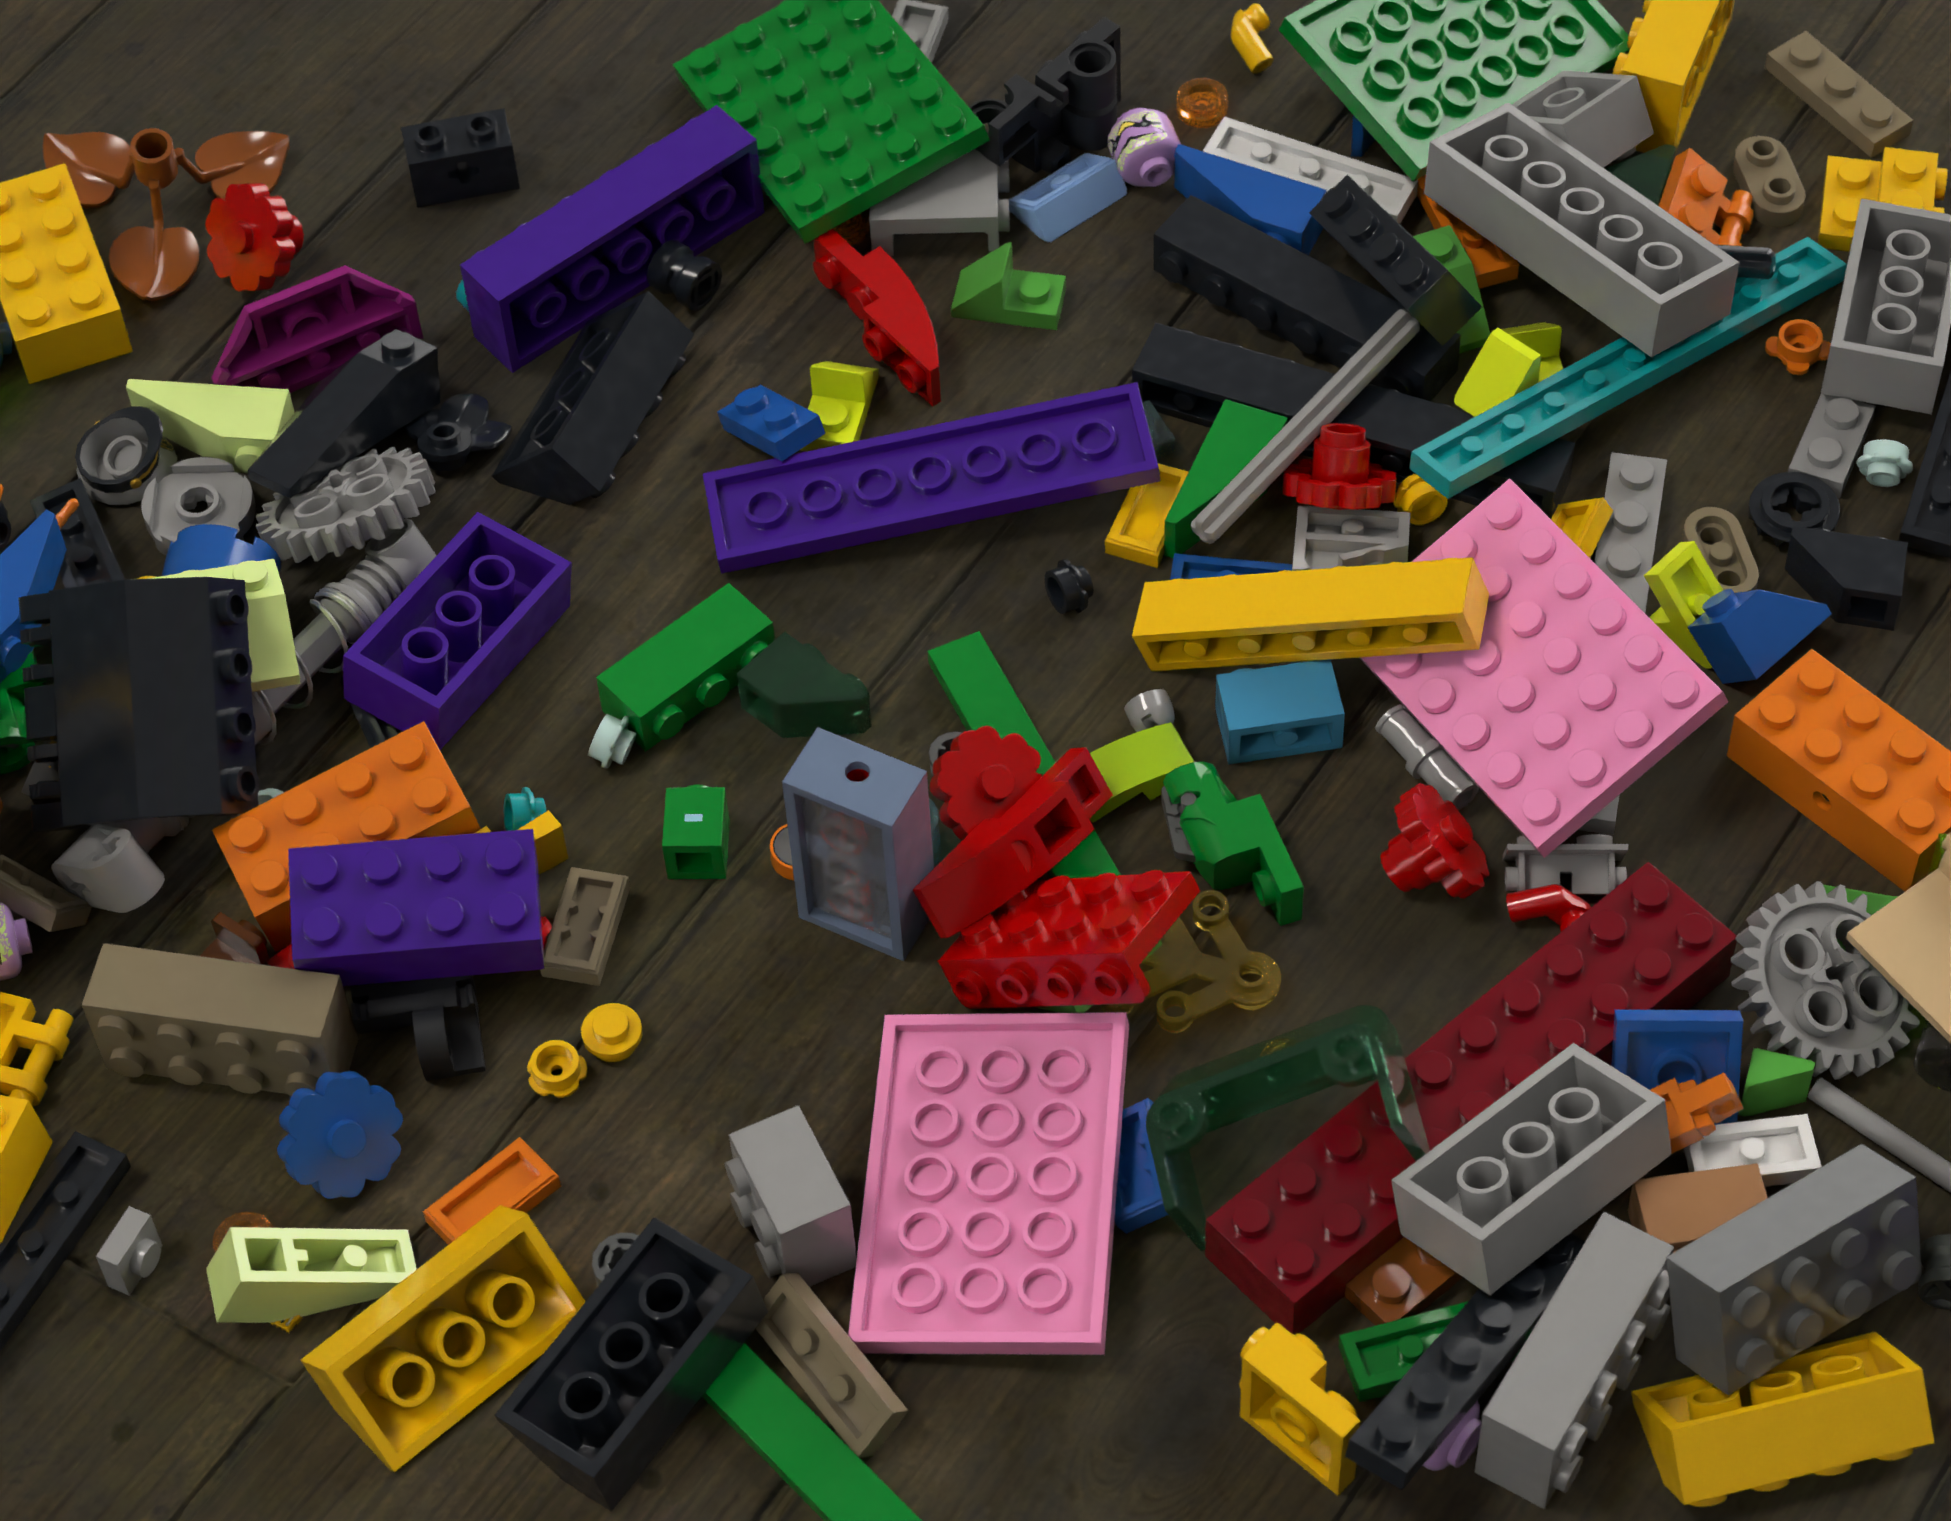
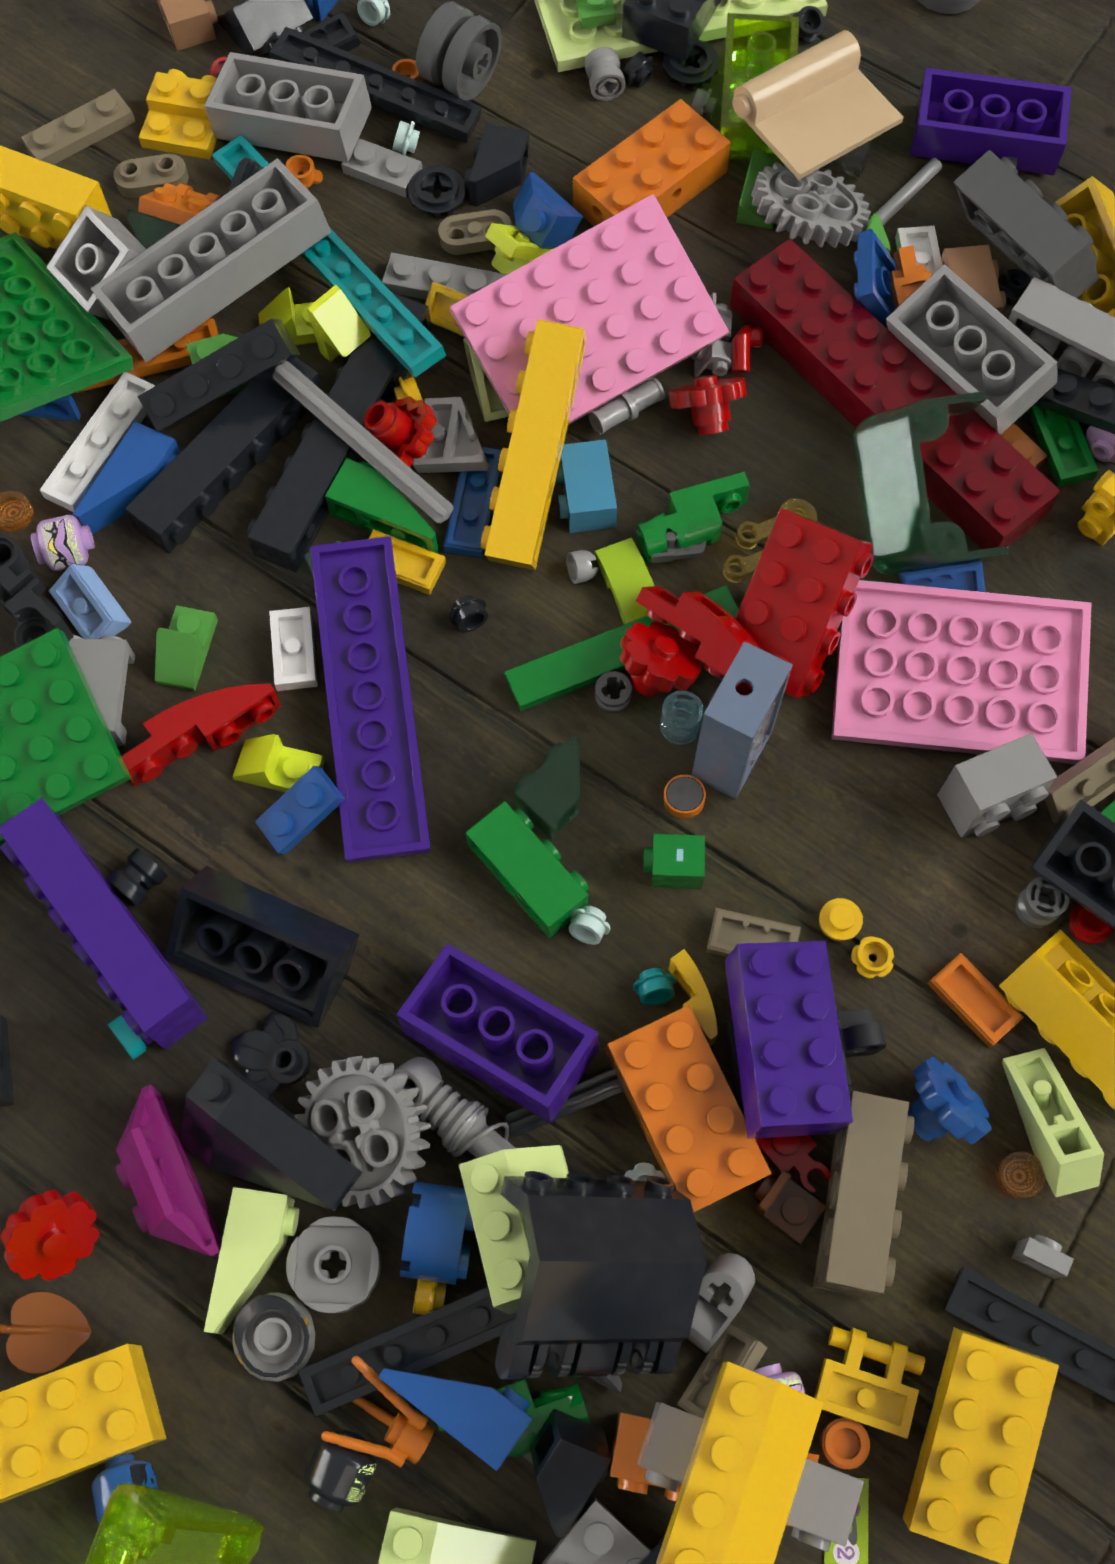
camera: 90 degrees left, 15 degrees up
(1002, 392) = (293, 649): none -> white plate

